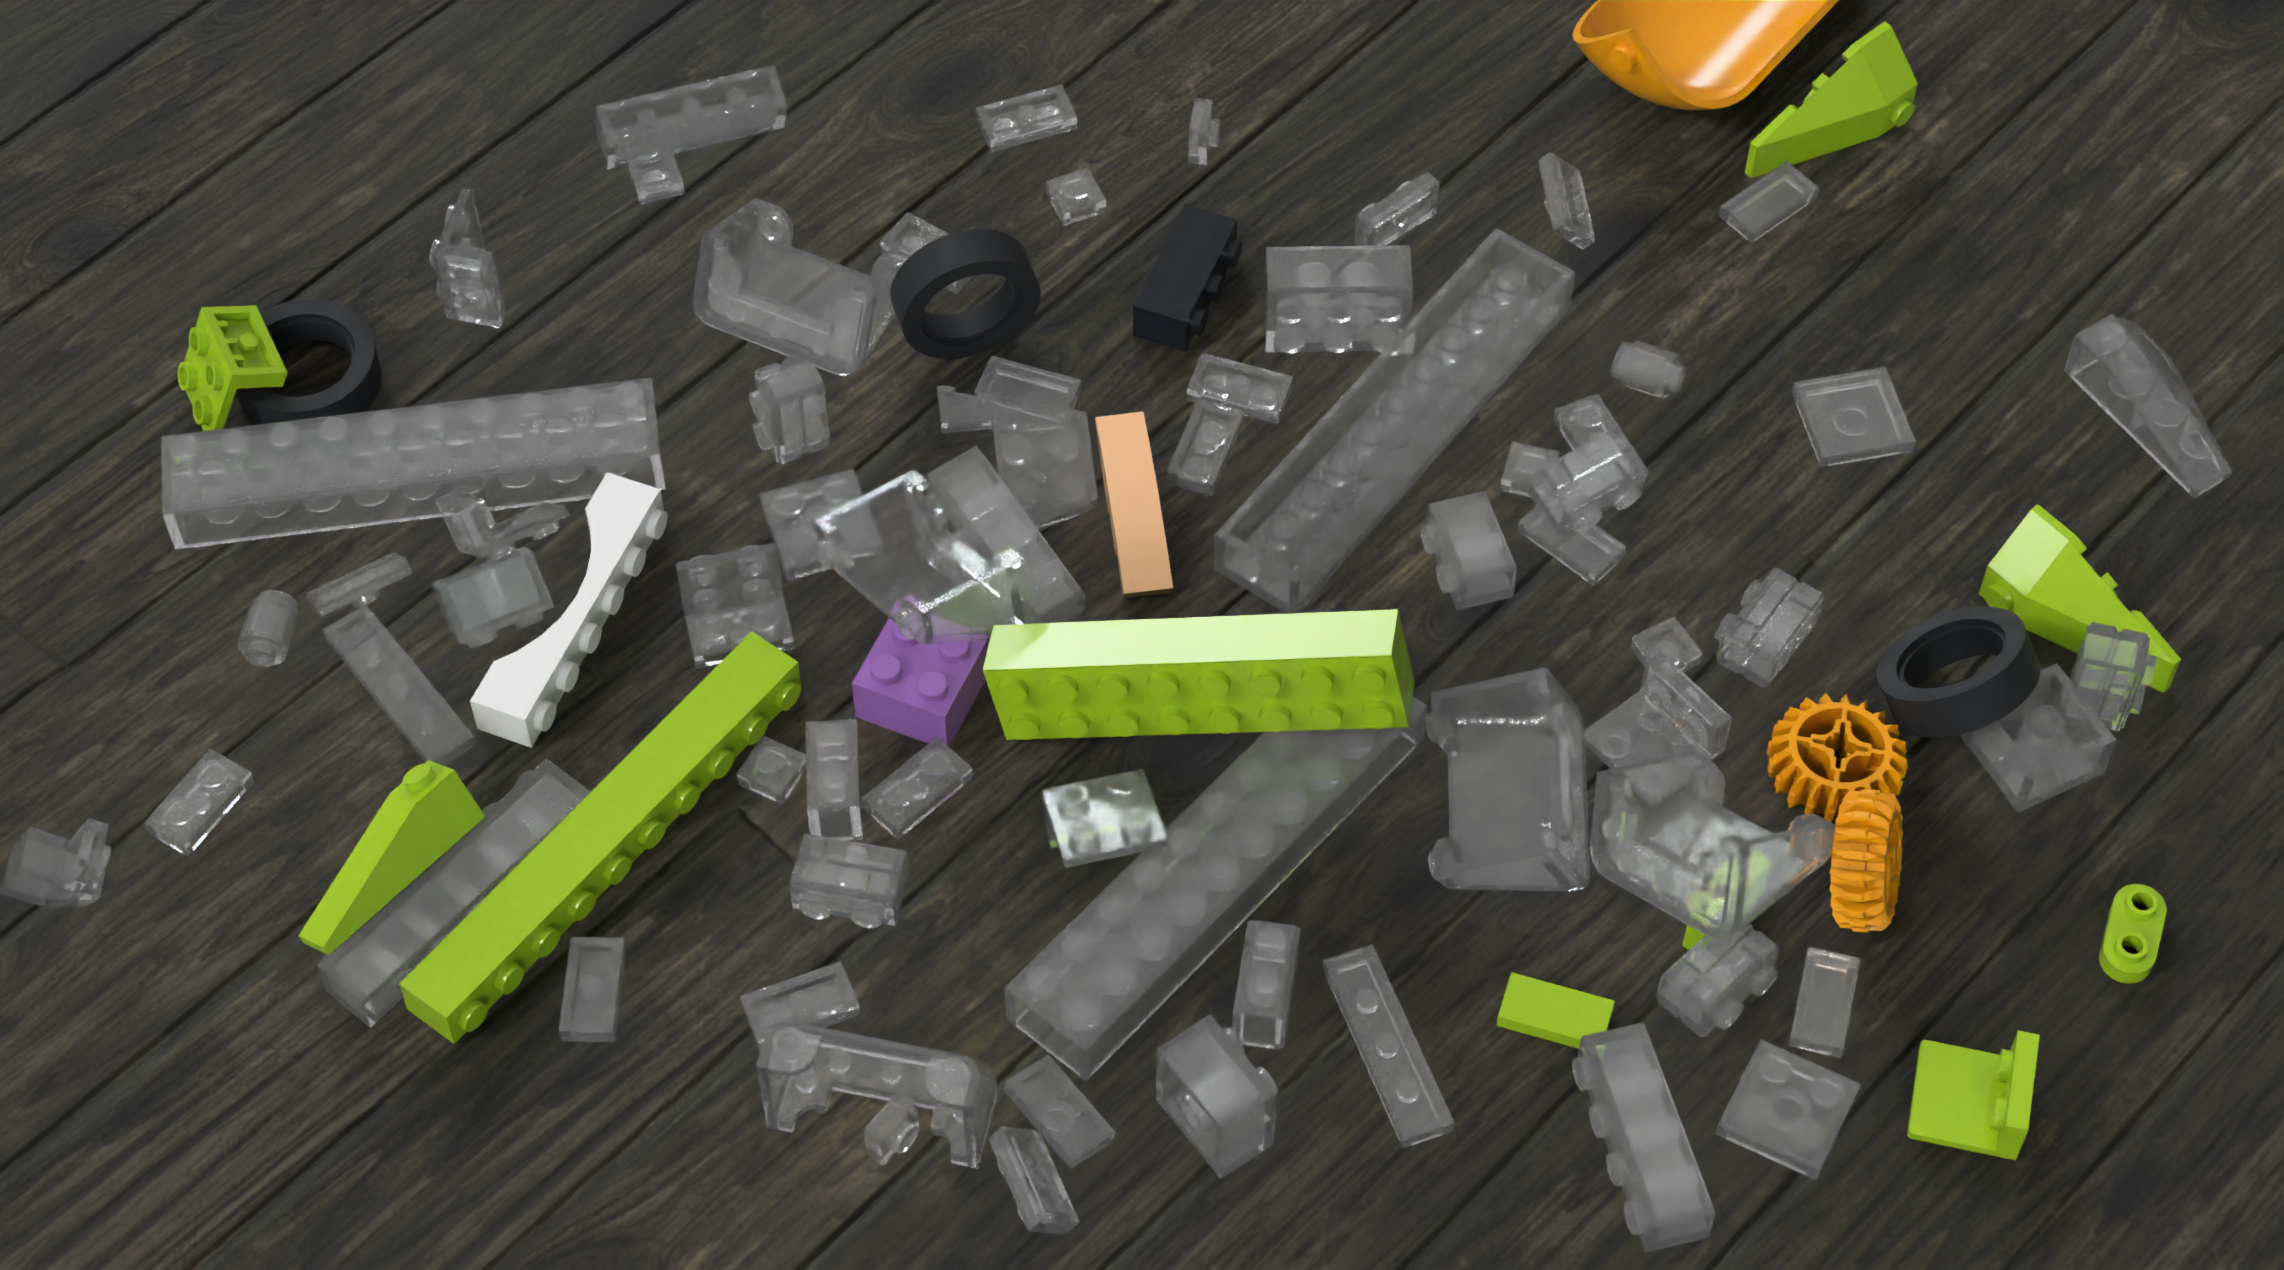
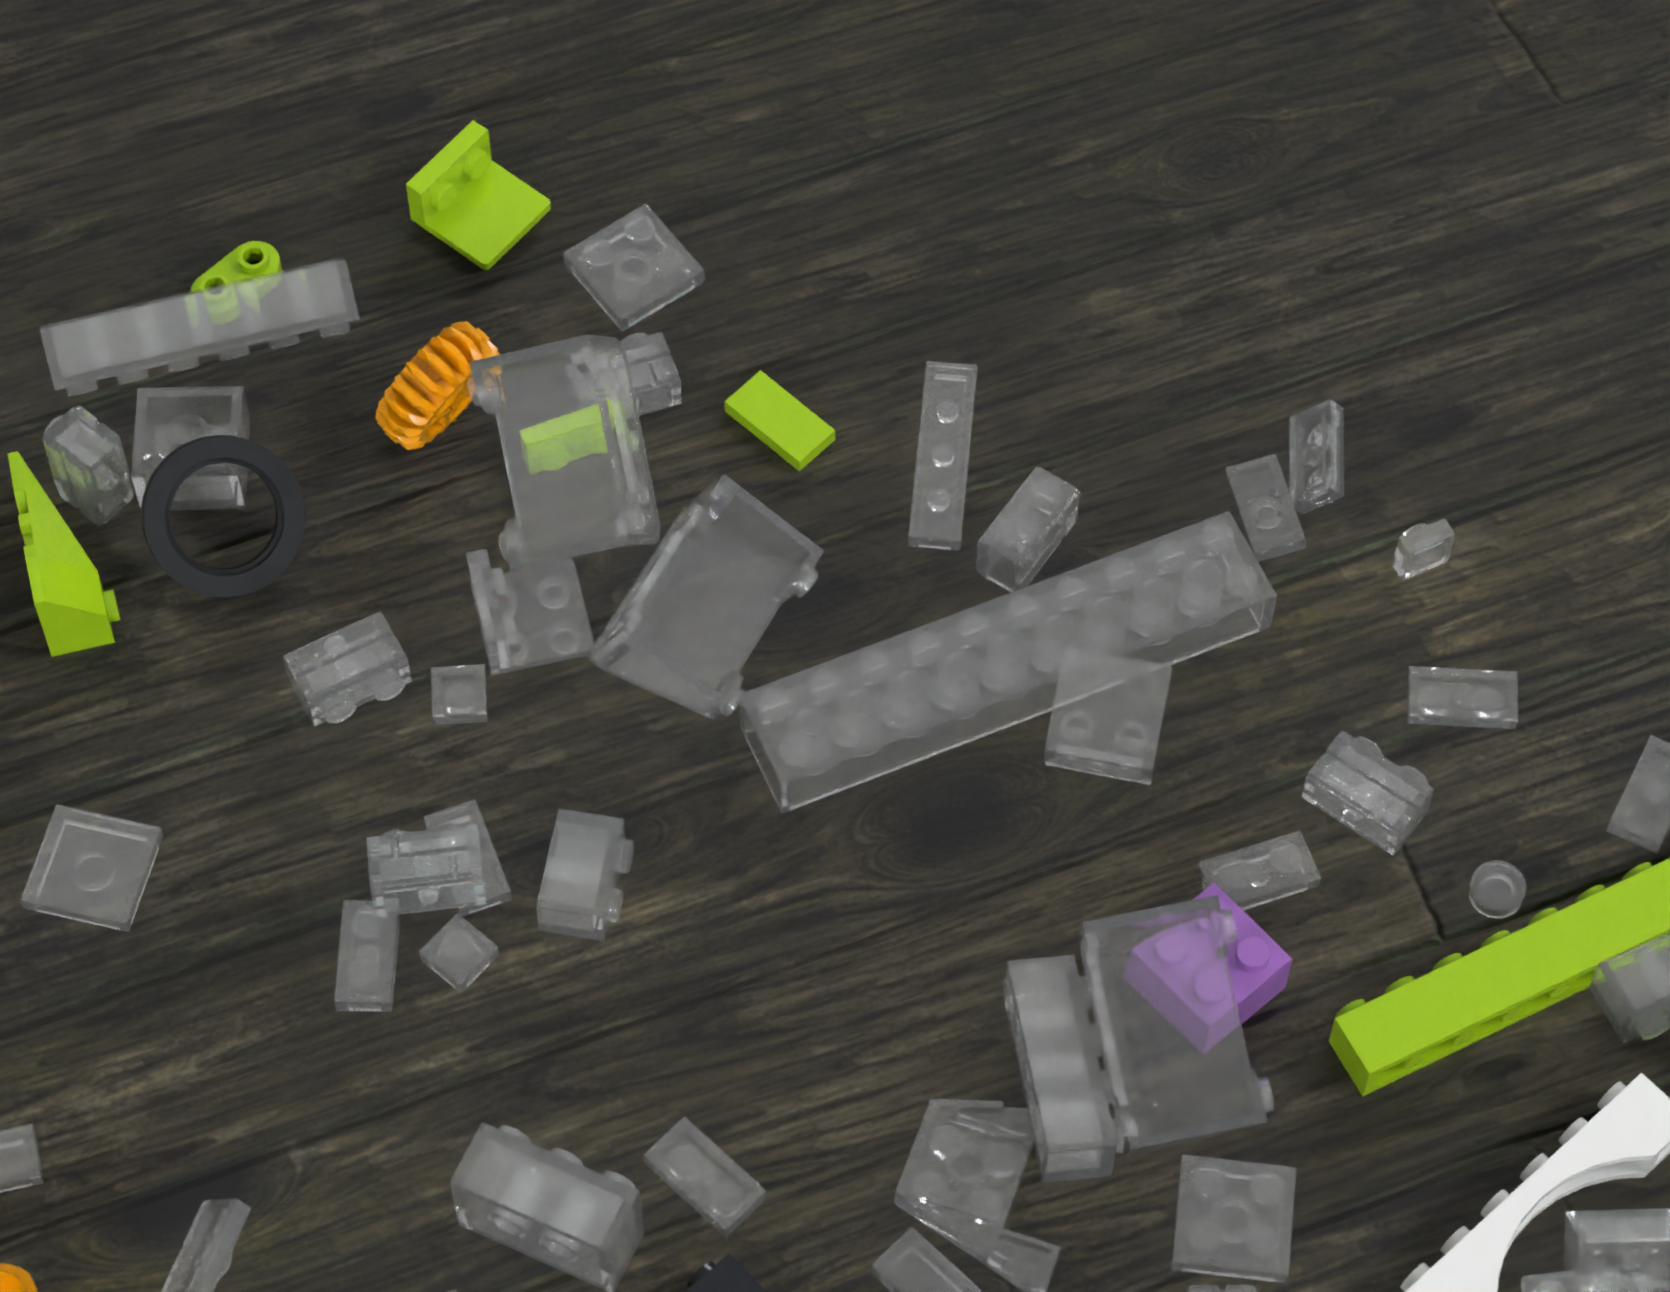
camera: 155 degrees left, 5 degrees up
(705, 857) = (1497, 889): none -> clear tile
(729, 598) = (1371, 1130): clear bracket -> none
(772, 769) = (1395, 952): clear plate -> none
(807, 1062) = (1416, 580): clear windscreen -> none
(834, 779) = (1343, 894): clear brick -> none
(1133, 505) = (894, 1079): light nougat slope -> none
(1201, 675) = (954, 772): lime brick -> none
(1205, 447) = (781, 1120): clear plate -> none
(1216, 1095) = (1128, 435): clear brick -> none
(1393, 422) = (565, 1042): clear brick -> none
(1643, 1138) = (775, 282): clear brick -> none
(1648, 369) = (264, 1002): clear brick -> none
(1805, 761) = (380, 538): light orange gear -> none
(1824, 1002) = (549, 320): clear tile -> none
(2121, 854) = (199, 324): none -> clear brick

